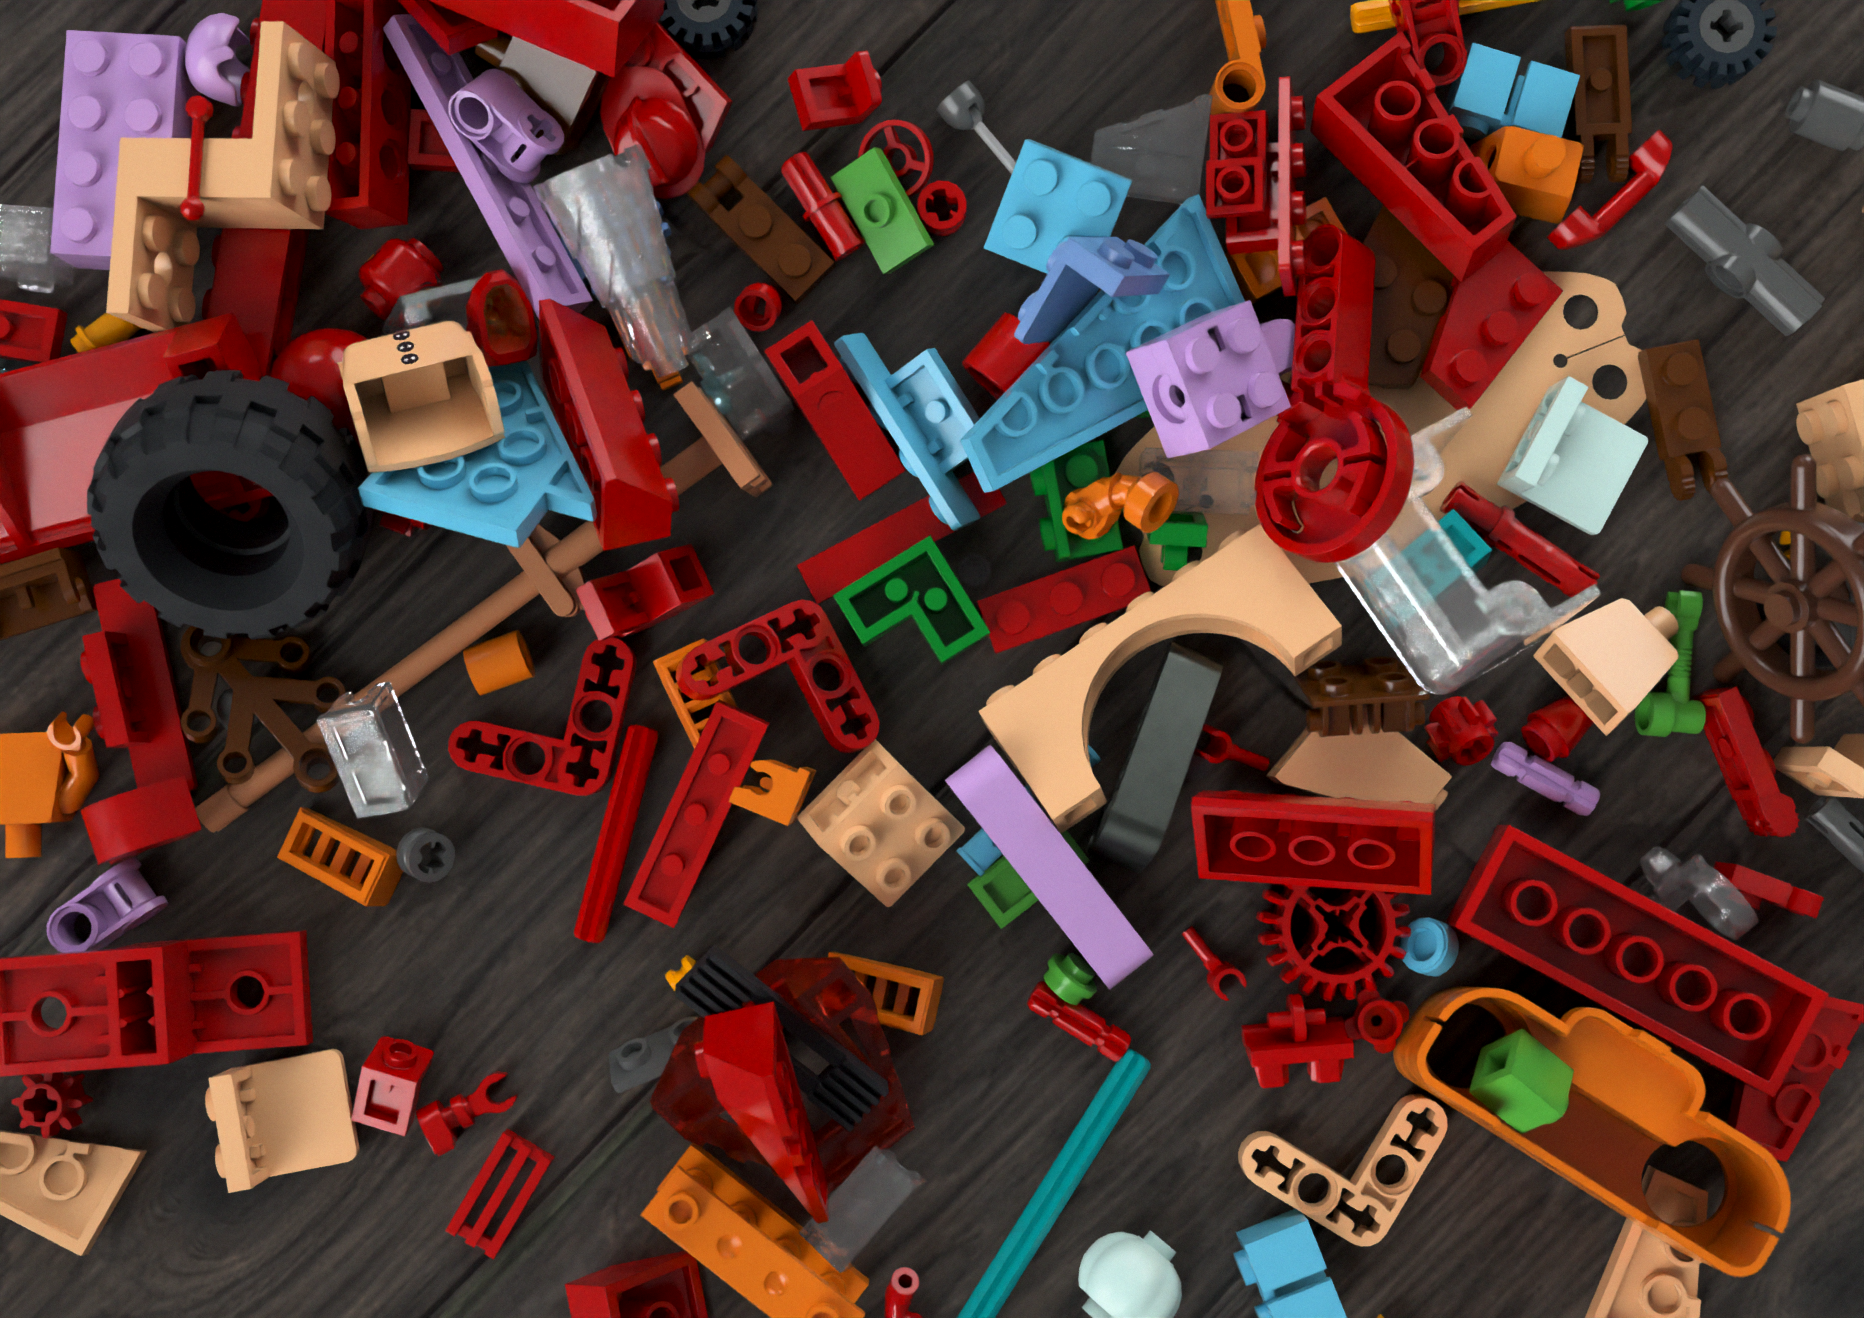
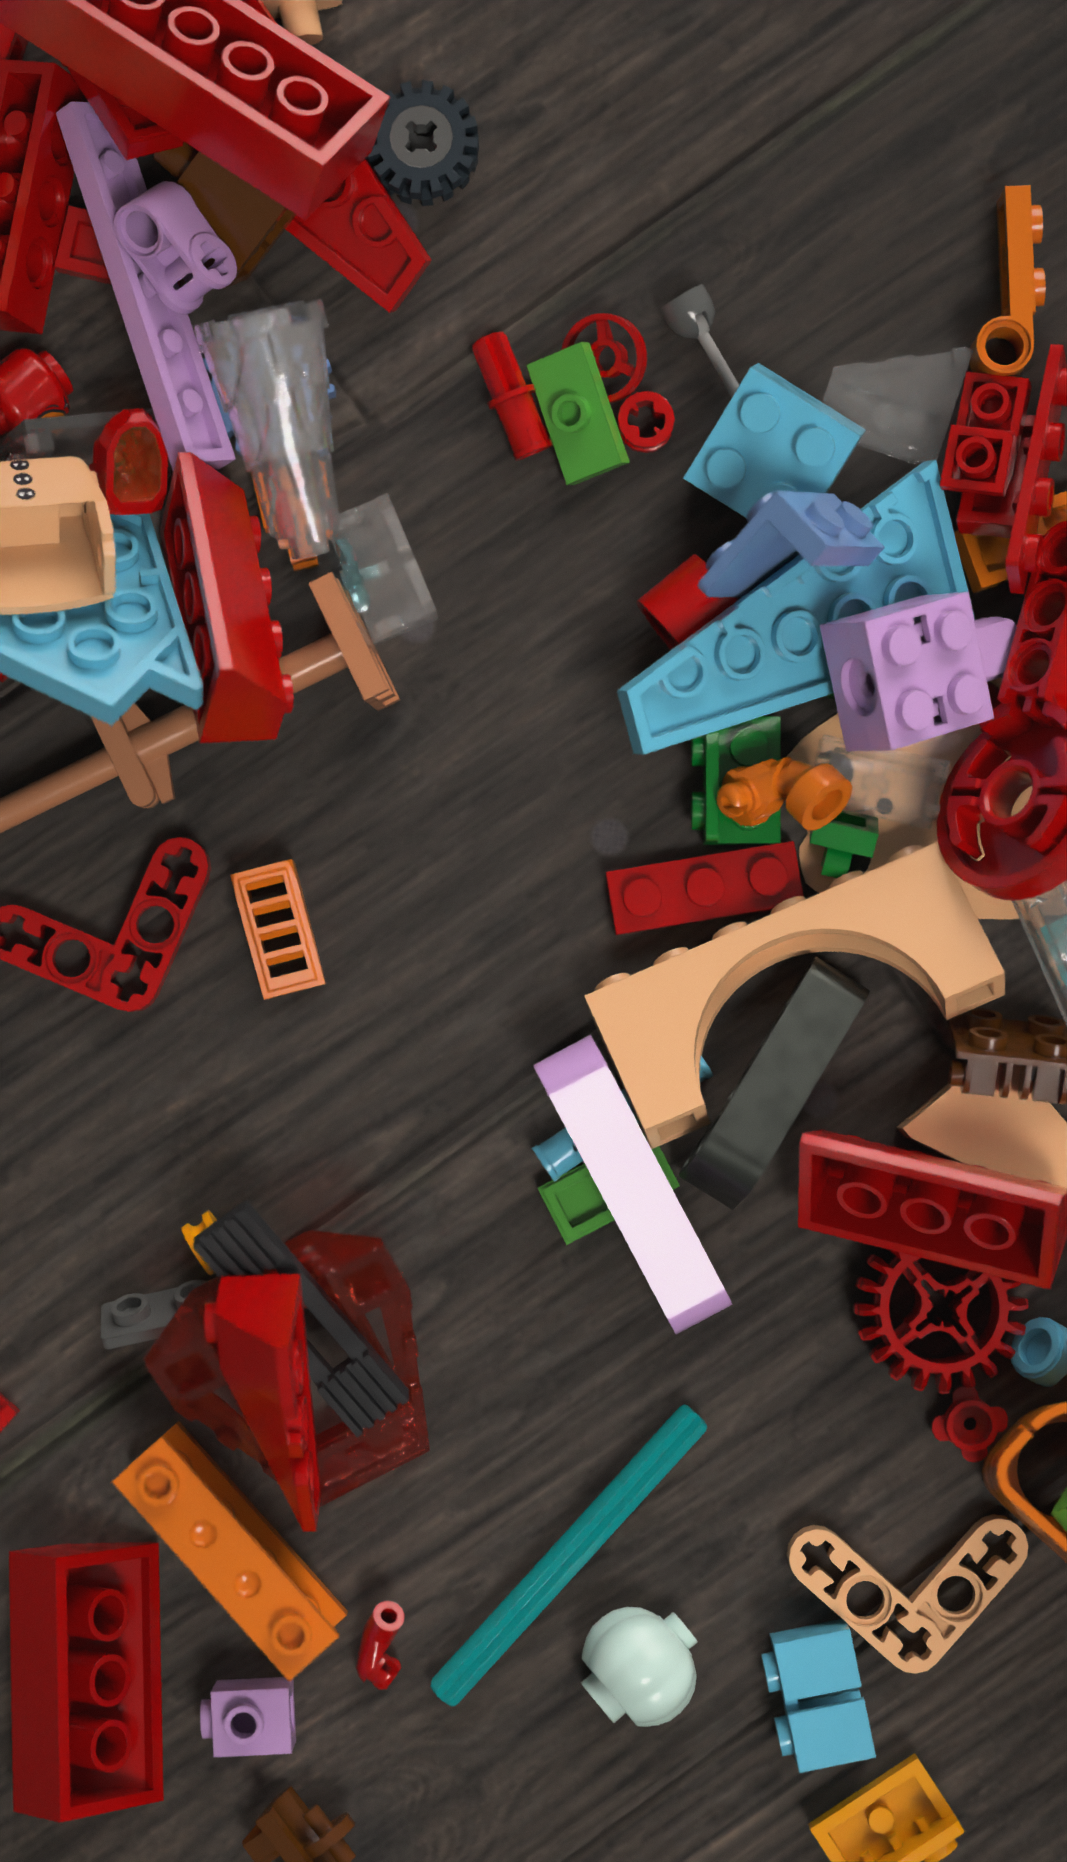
camera: 15 degrees right, 0 degrees up
(499, 662) = (57, 845): orange gear -> none
(616, 833) = (153, 1060): red axle -> none
(645, 593) = (236, 796): red brick -> none
(650, 111) = (337, 261): red piece -> none
(696, 813) = (248, 1053): red plate -> none
(748, 302) = (407, 491): red hinge -> none
(763, 231) = (439, 412): reddish brown plate -> none
(786, 792) = (354, 1044): orange hinge -> none
(801, 657) = (396, 899): red beam -> none
(834, 410) = (484, 630): red slope -> none
(836, 93) = (550, 271): red bracket -> none
(863, 1208) = (356, 1528): clear hinge -> none
(880, 824) = (452, 1103): light nougat bracket -> none
(886, 539) = (529, 784): red sticker -> none
(898, 1018) = (470, 1309): orange slope -> none
(918, 588) = (538, 844): green brick -> none
(924, 416) = (583, 653): medium azure bracket -> none
(1070, 978) = (634, 1313): bright green plate -> none
(1079, 1022) = (635, 1364): red axle -> none
(1215, 967) = (797, 1325): red hand -> none
(1223, 748) = (851, 1087): red hand -> none
(1297, 1037) = (875, 1425): red hips -> none

